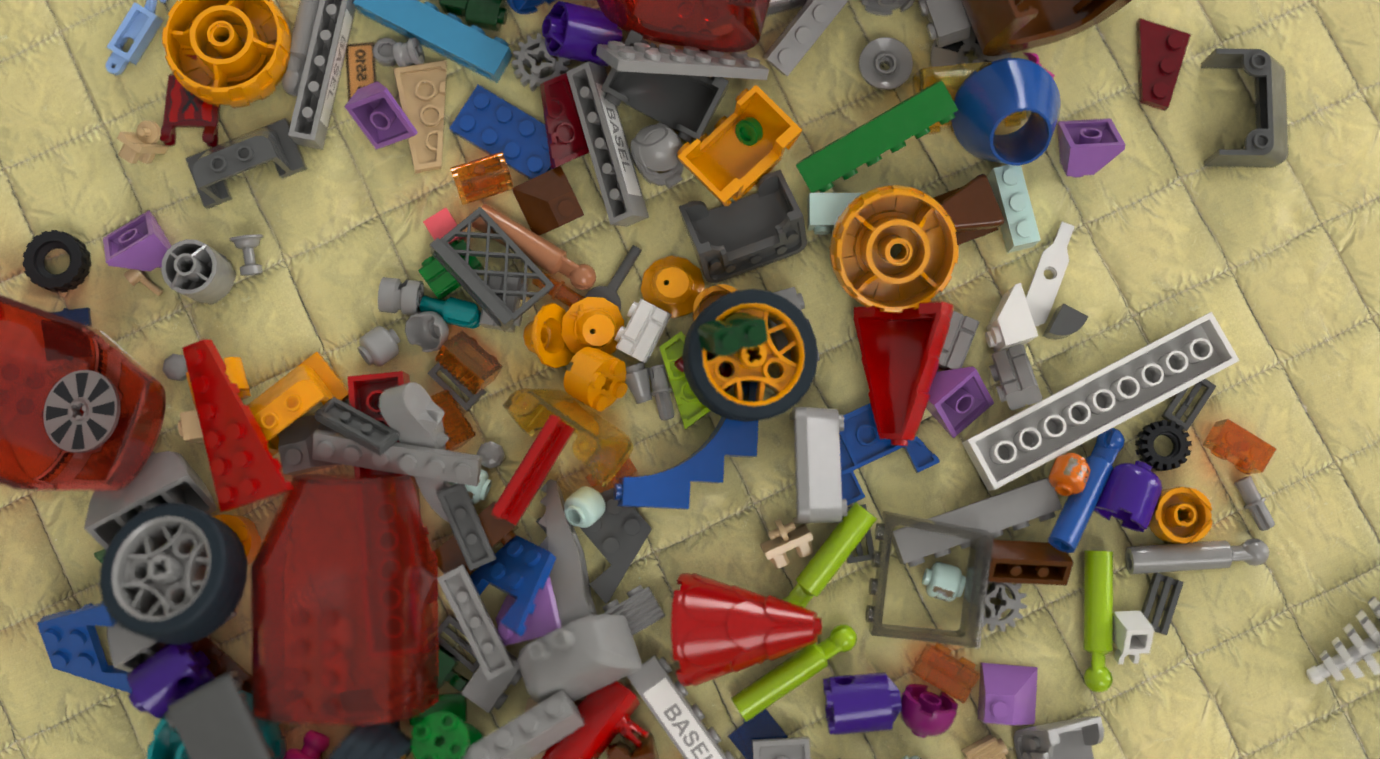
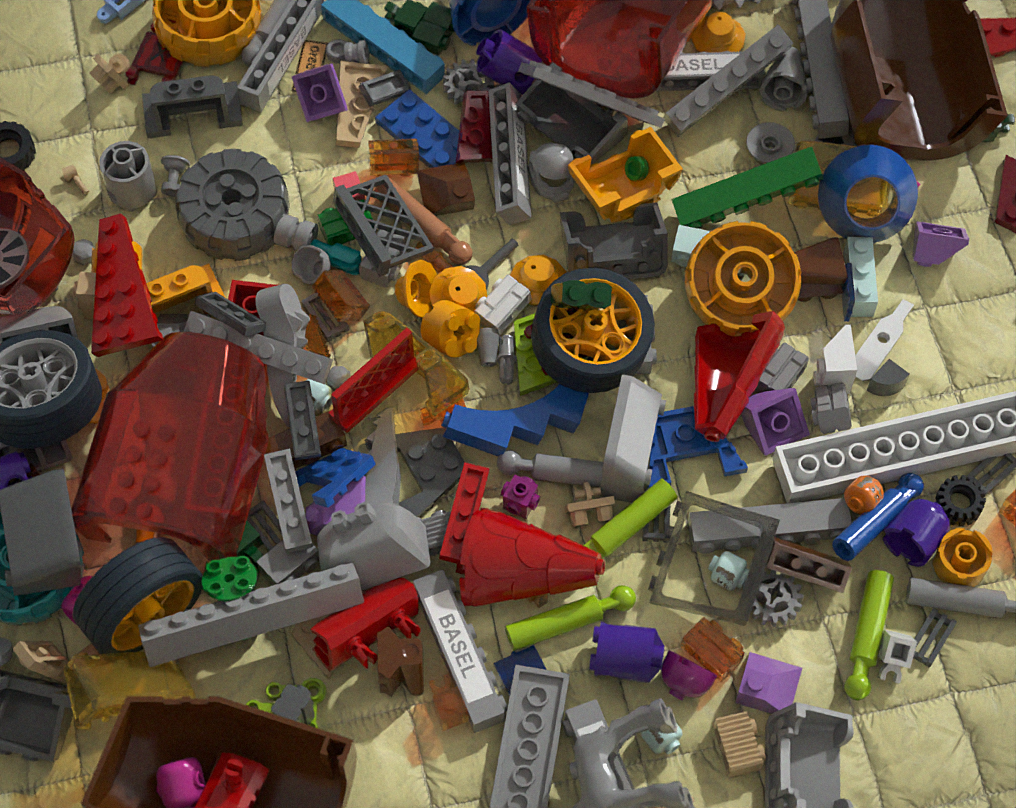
camera: 10 degrees right, 20 degrees down
(137, 244) = (81, 149): medium lavender slope -> none
(294, 269) = (231, 204): none -> dark grey wheel
(379, 346) = (265, 268): light grey head -> none
(450, 90) = (384, 88): none -> dark grey tile
(584, 507) = (412, 430): light aqua head -> none
(660, 587) = (466, 502): none -> red fence
(713, 562) = (520, 496): none -> magenta brick
(742, 508) = (553, 468): none -> light grey piece
(1006, 235) = (848, 295): none -> piece

